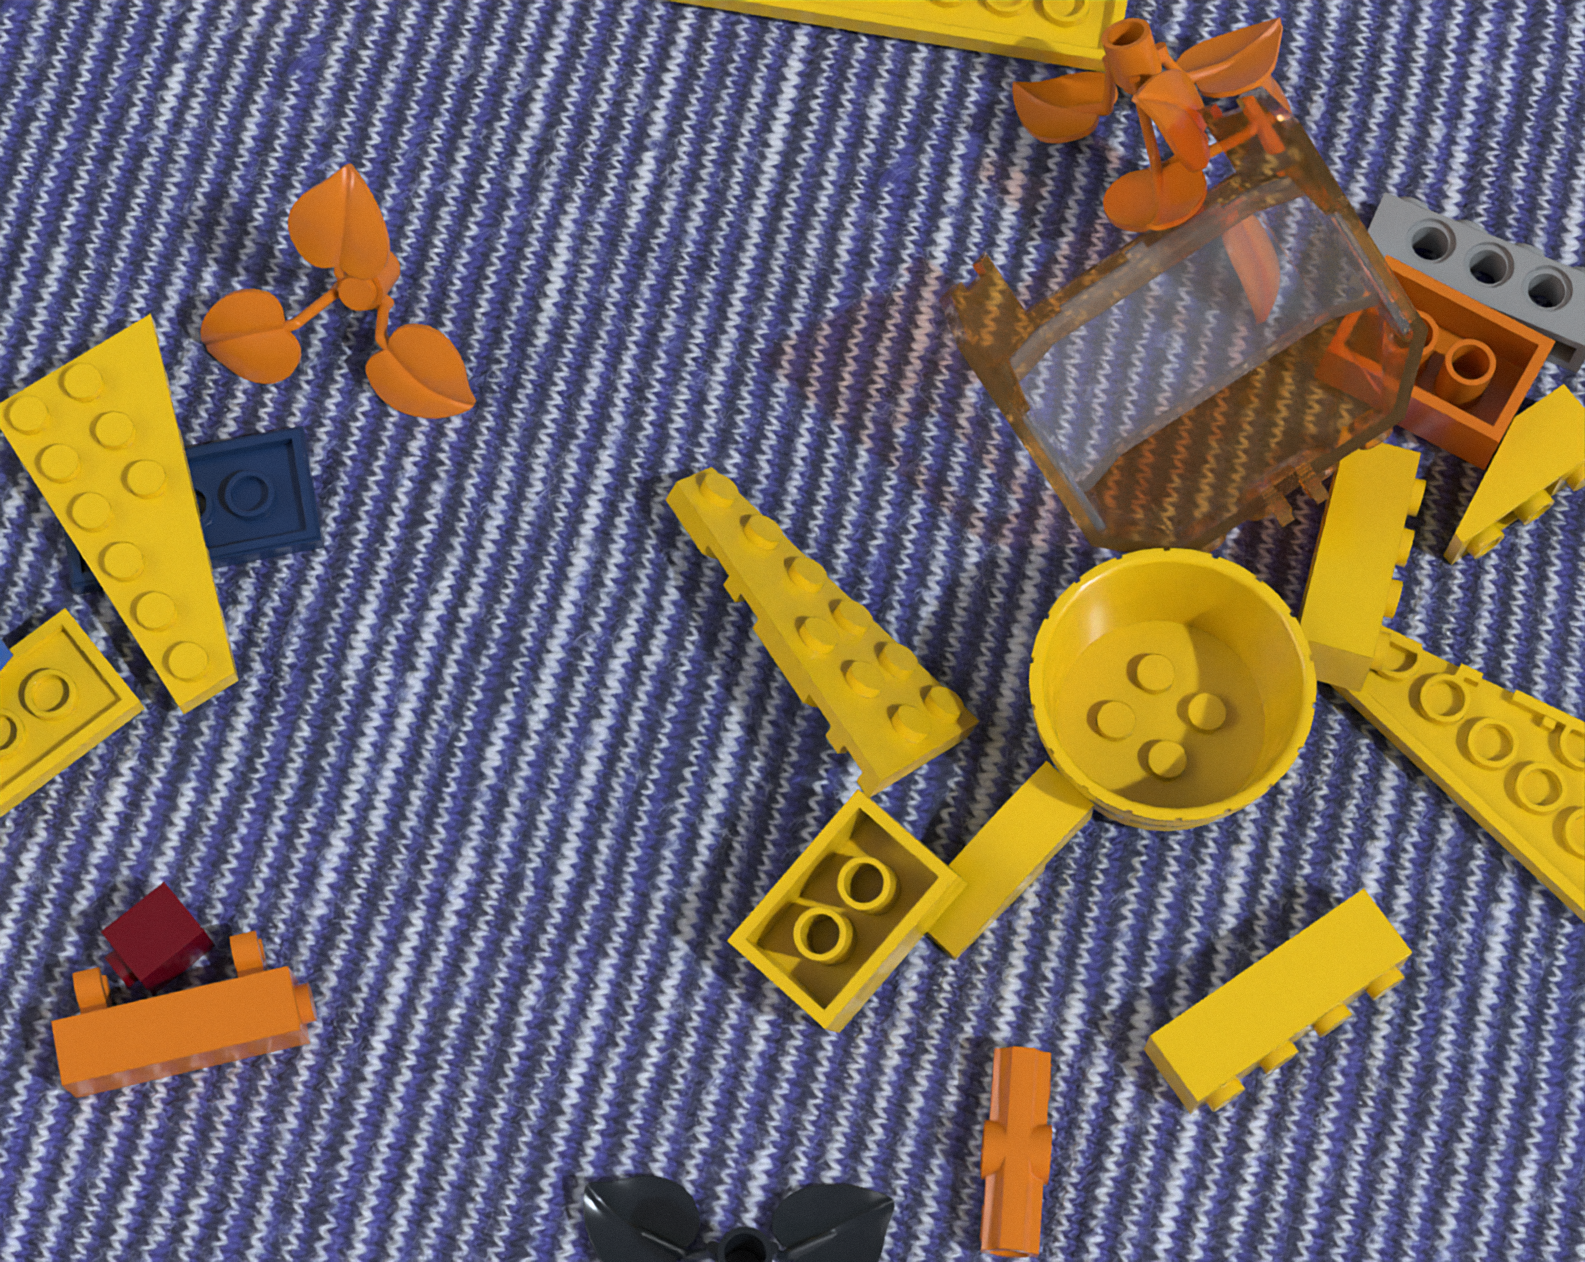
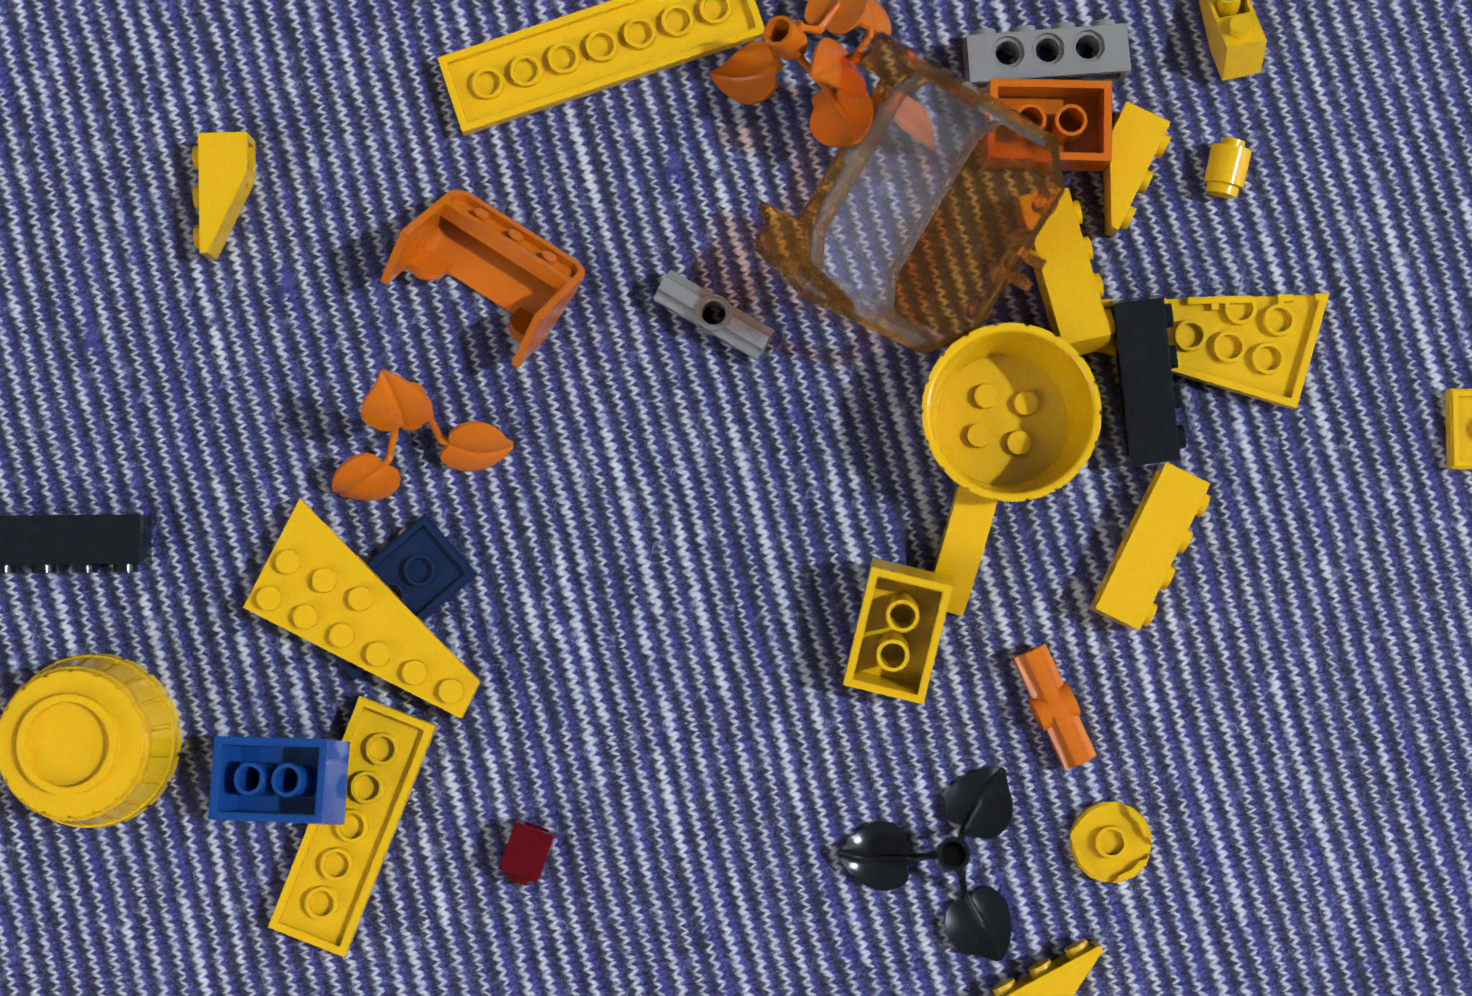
camera: 30 degrees left, 15 degrees up
(181, 1029) = (572, 892): orange brick -> none
(585, 149) = (493, 258): none -> orange windscreen
(823, 641) = (800, 483): yellow wing -> none
(855, 404) = (691, 301): none -> light grey piece
(1393, 761) = (1146, 381): none -> black brick

